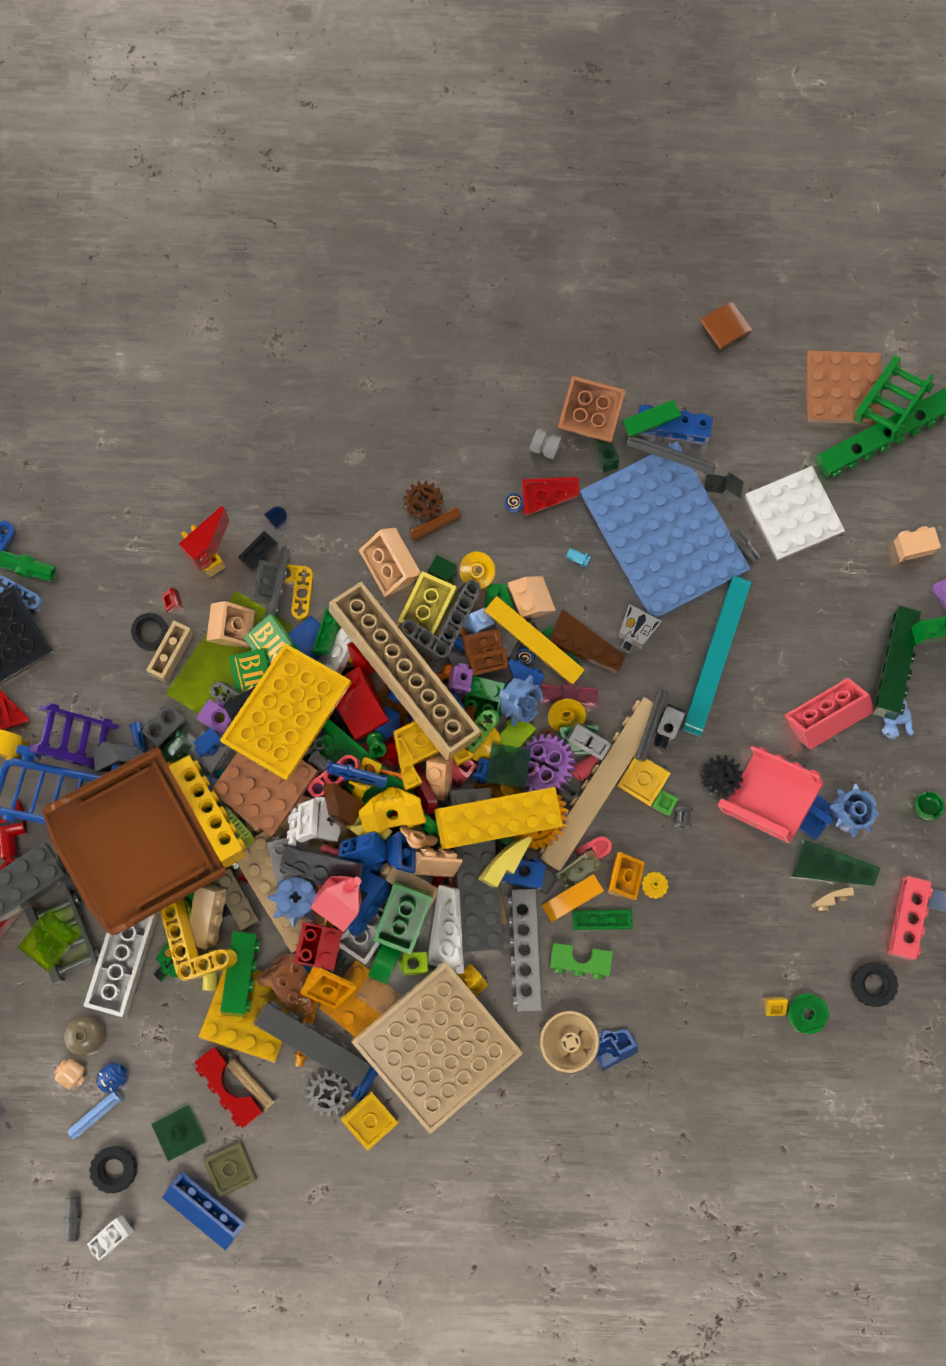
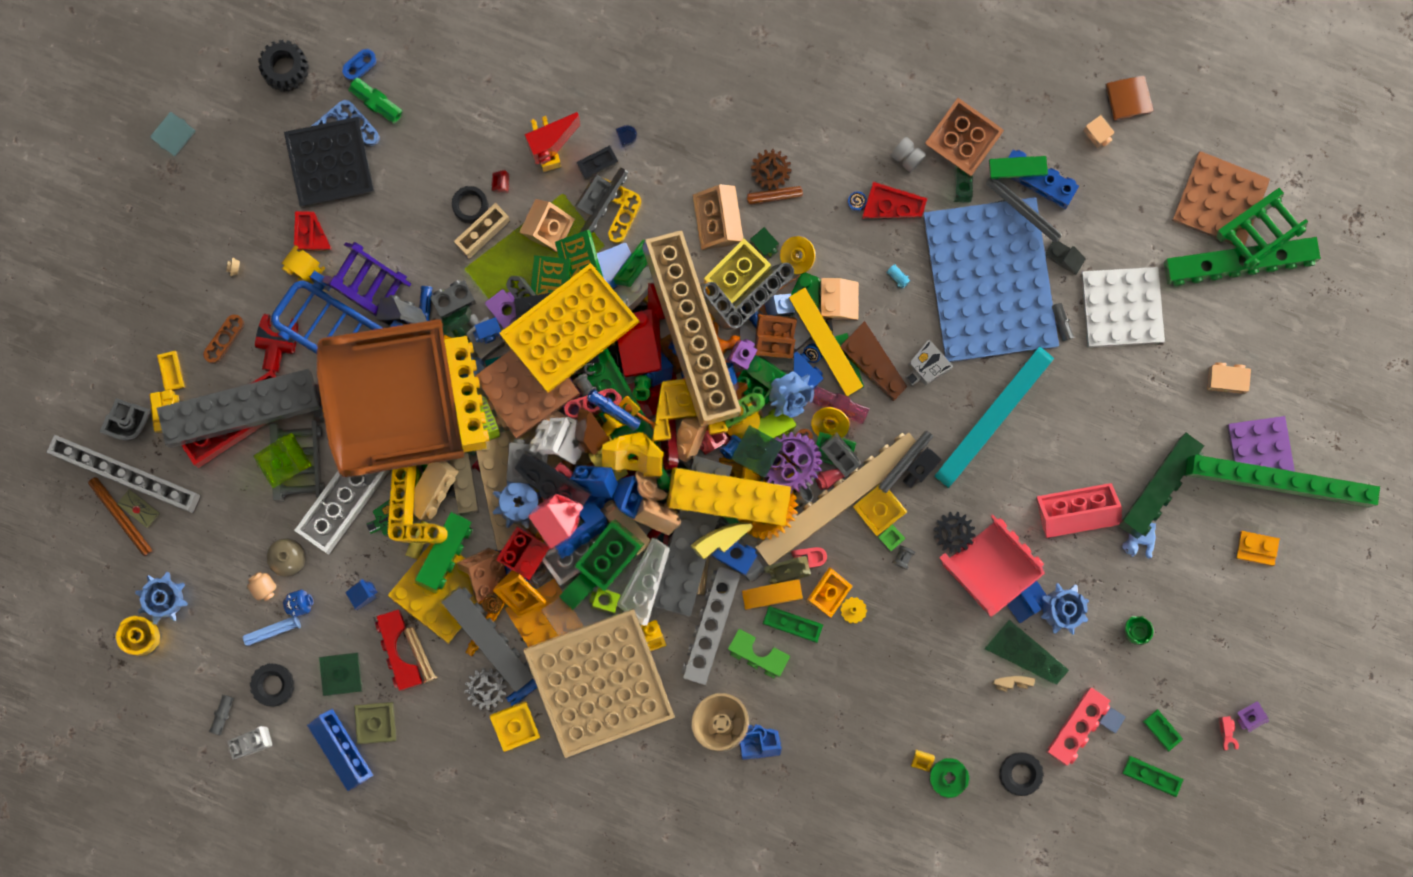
camera: 20 degrees right, 5 degrees up
(172, 1045) = (362, 594): none -> blue slope
(711, 364) = (1099, 132): none -> light nougat brick

